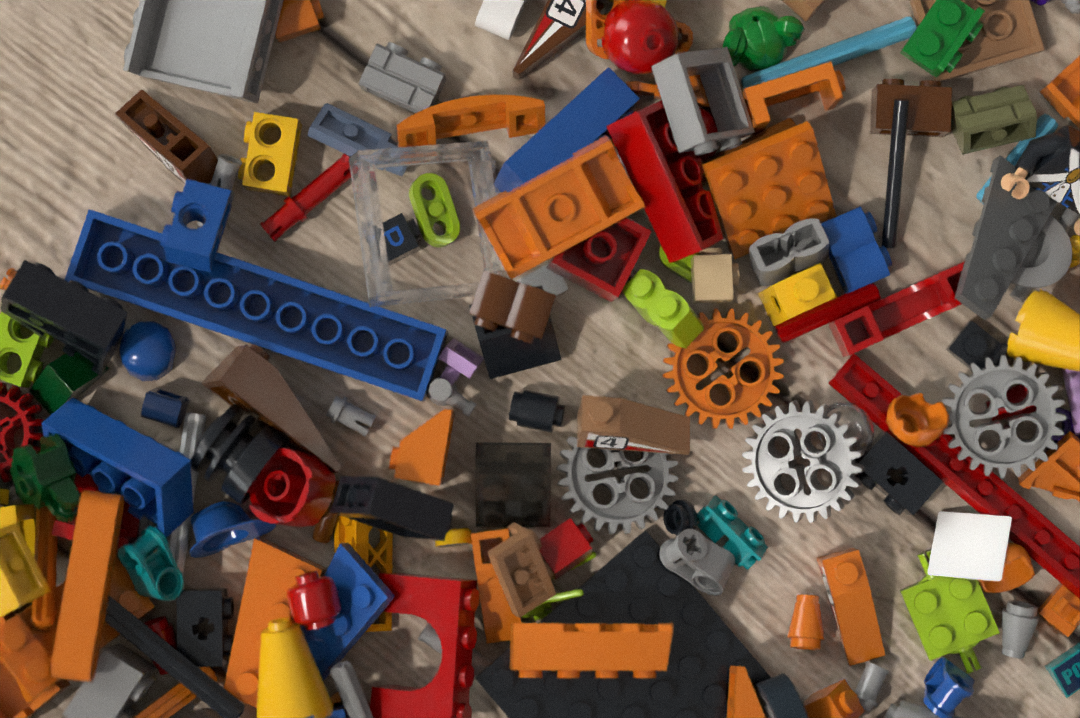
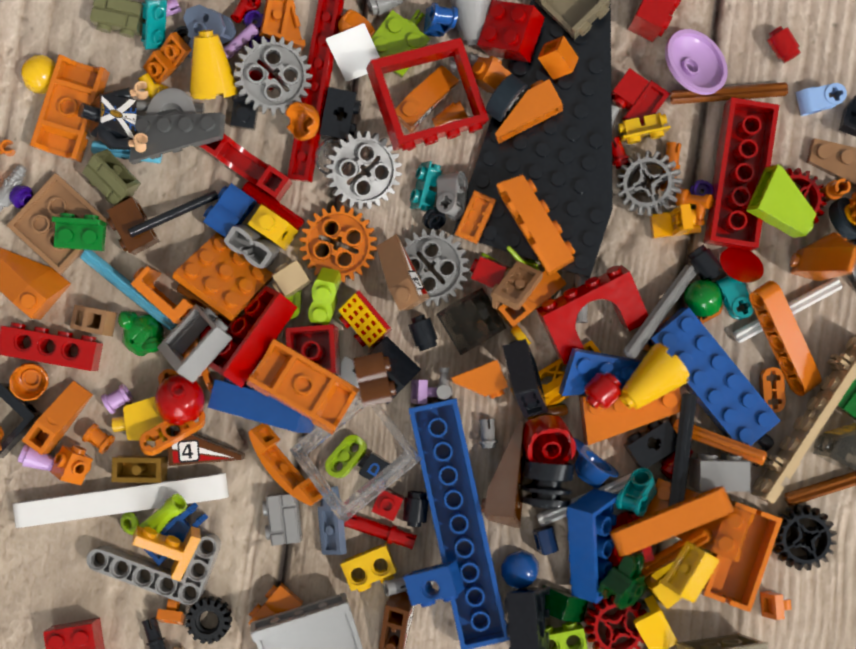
camera: 120 degrees left, 0 degrees up
(310, 261) = (415, 508): none -> black brick
(338, 228) = (388, 504): none -> red brick
(600, 342) = (364, 320): none -> slope
(648, 573) = (475, 217): none -> orange plate
(917, 605) = (418, 56): none -> red window

